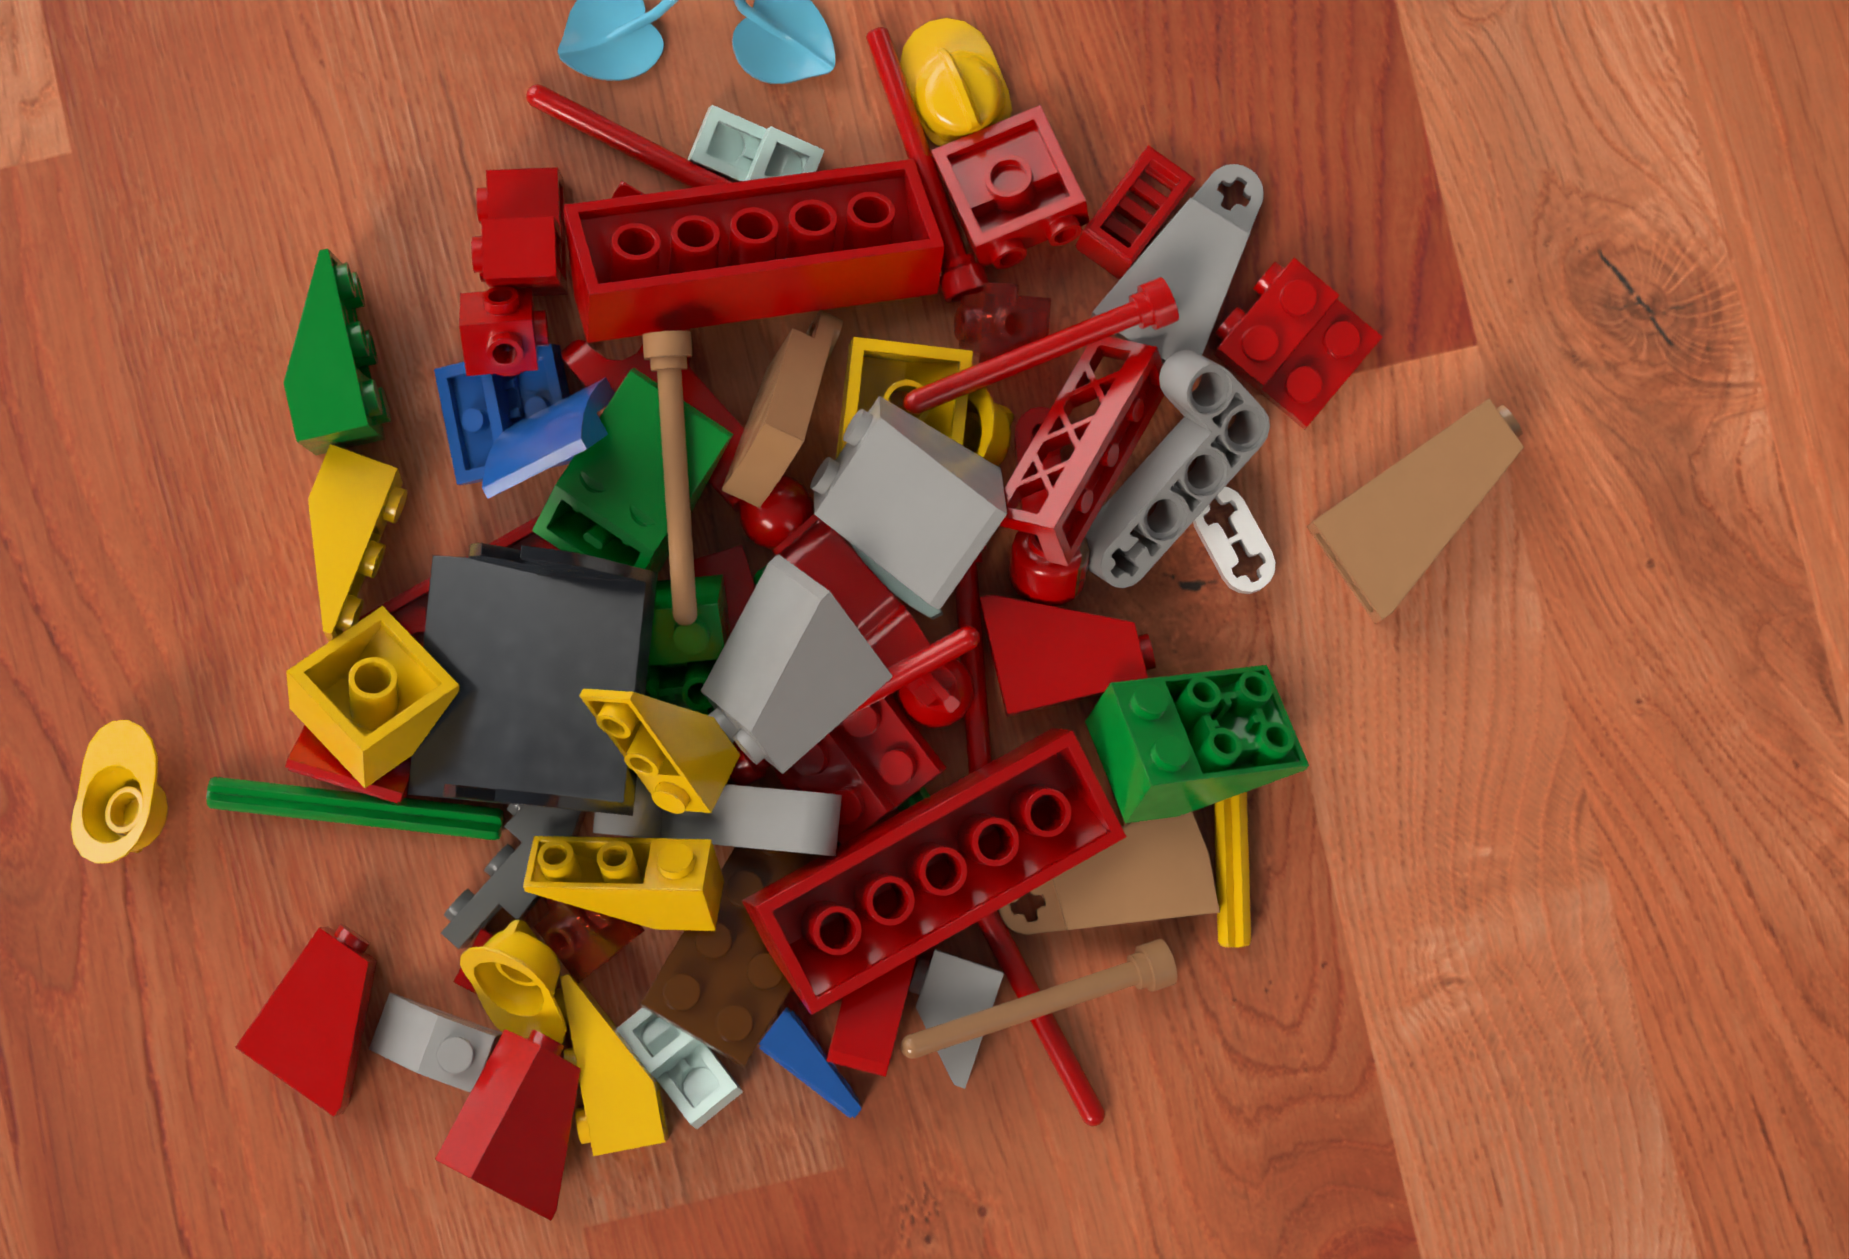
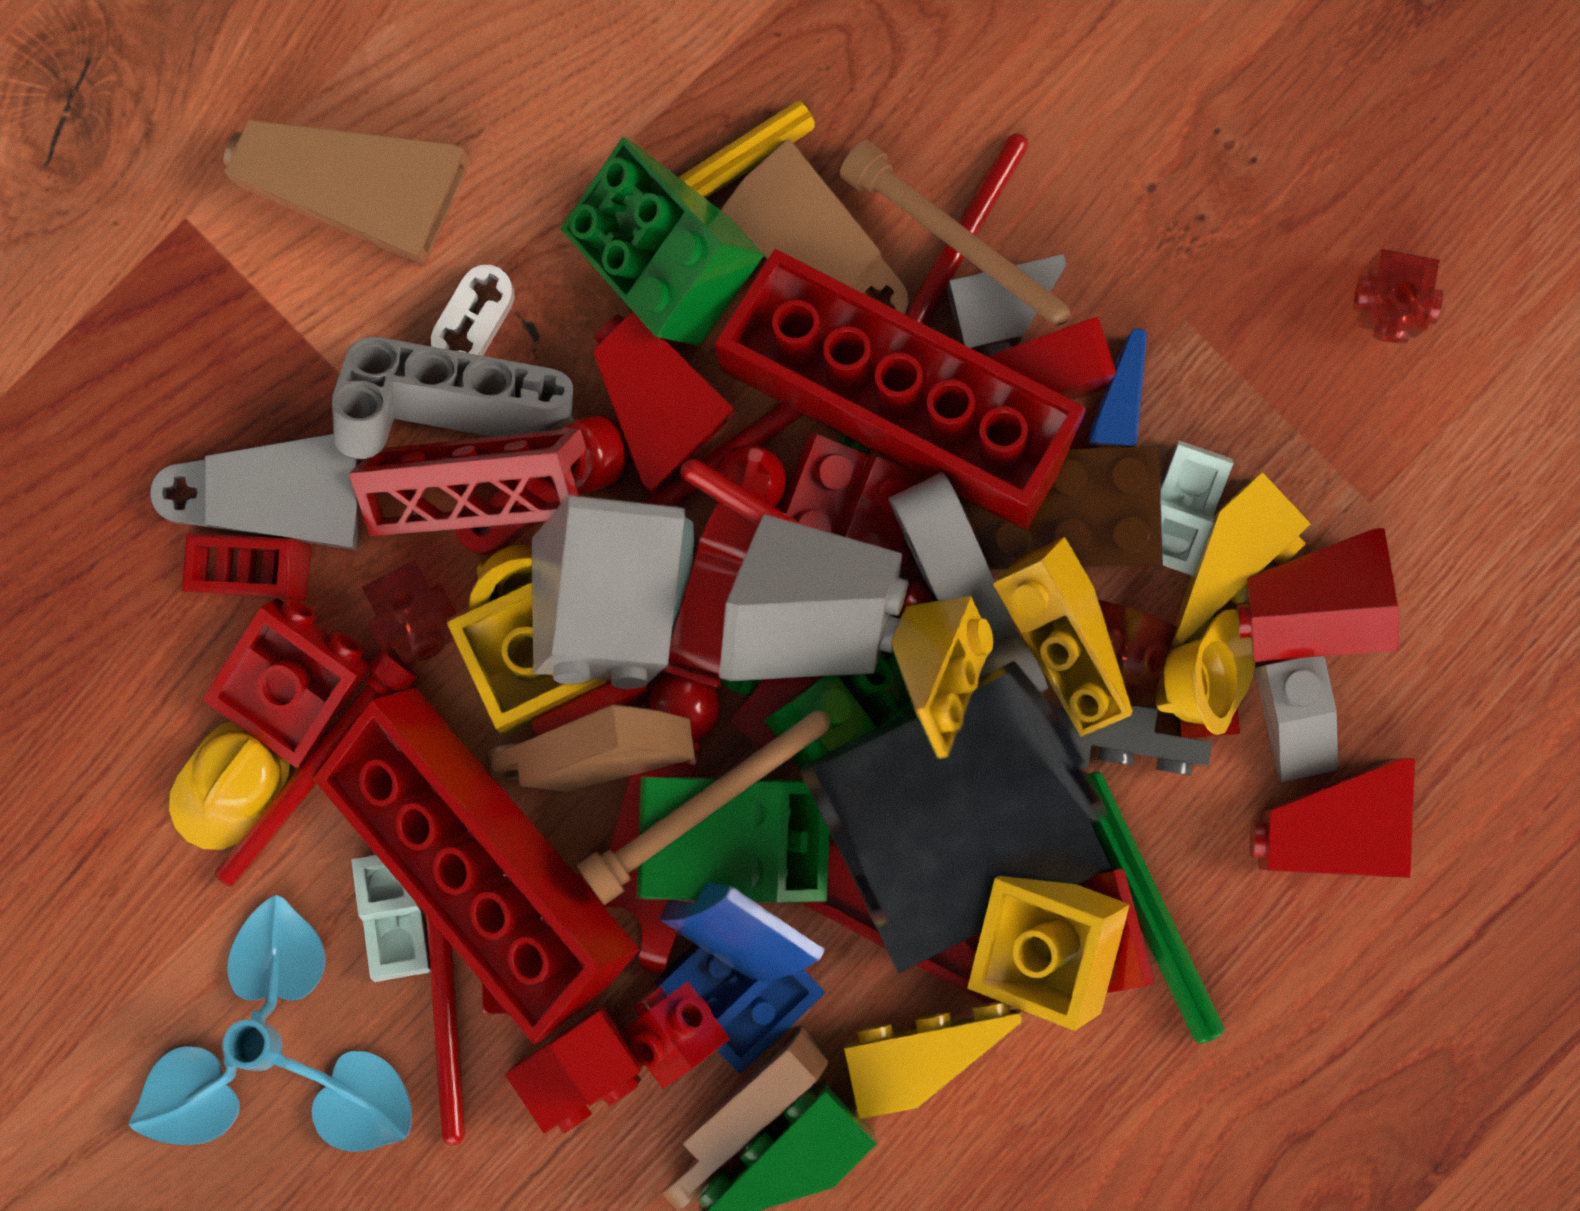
camera: 120 degrees left, 0 degrees up
(118, 794) = (1264, 1111): yellow piece -> none
(397, 355) = (746, 1112): none -> medium nougat piece
(825, 422) = (588, 703): none -> red tile
(1150, 306) = (317, 498): red piece -> none
(1295, 341) = (274, 366): red plate -> none

